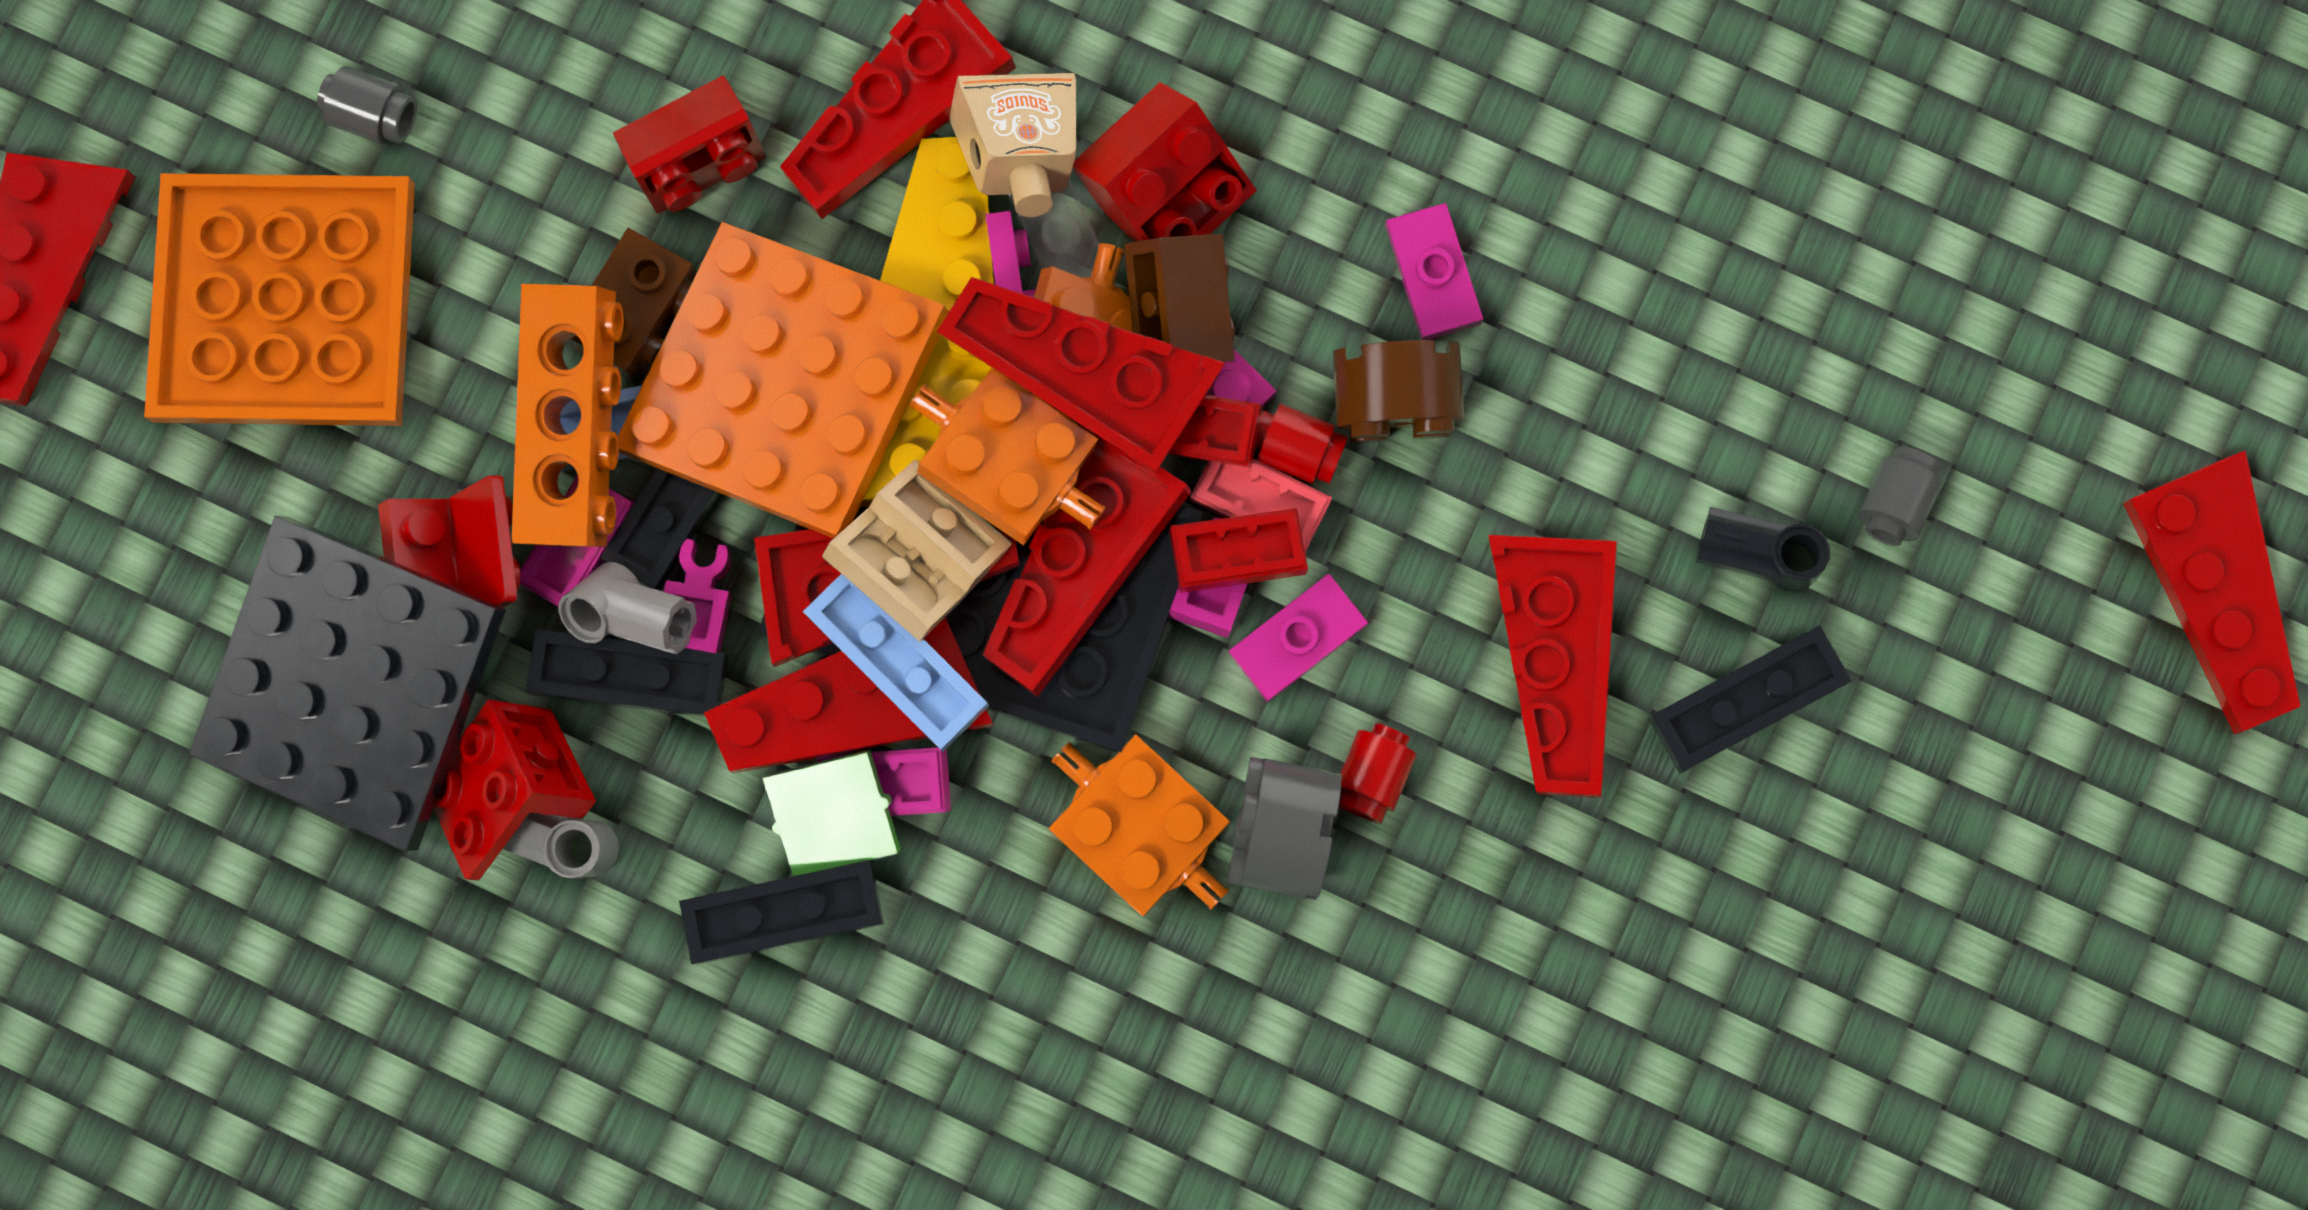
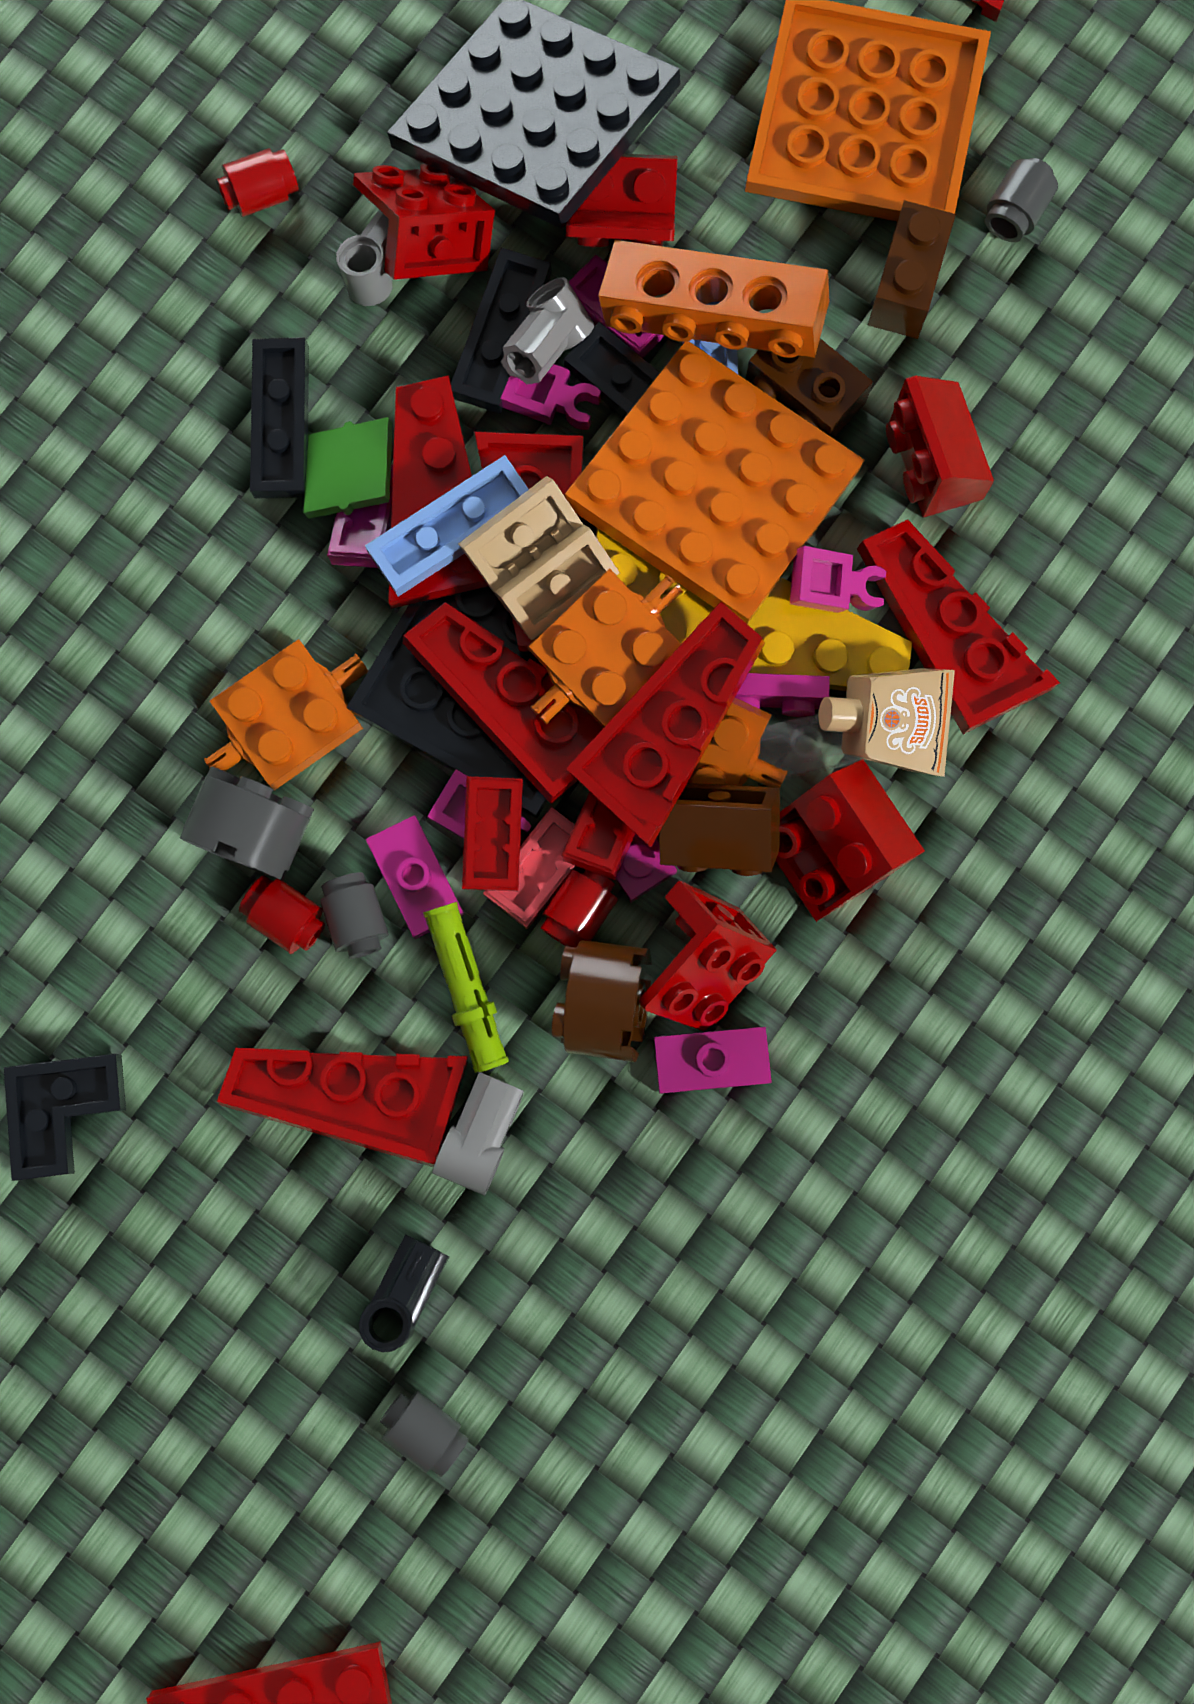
camera: 100 degrees right, 0 degrees up
(476, 213) = (911, 269): none -> reddish brown brick
(485, 1007) = (257, 181): none -> red brick
(875, 230) = (827, 582): none -> dark pink plate
(1324, 262) = (715, 963): none -> red bracket
(1359, 693) = (353, 915): none -> dark grey brick
(1434, 539) = (468, 996): none -> lime pin
(1585, 505) = (474, 1146): none -> light grey piece
(1643, 998) = (41, 1107): none -> black plate
(1749, 699) = (274, 1254): black plate -> none

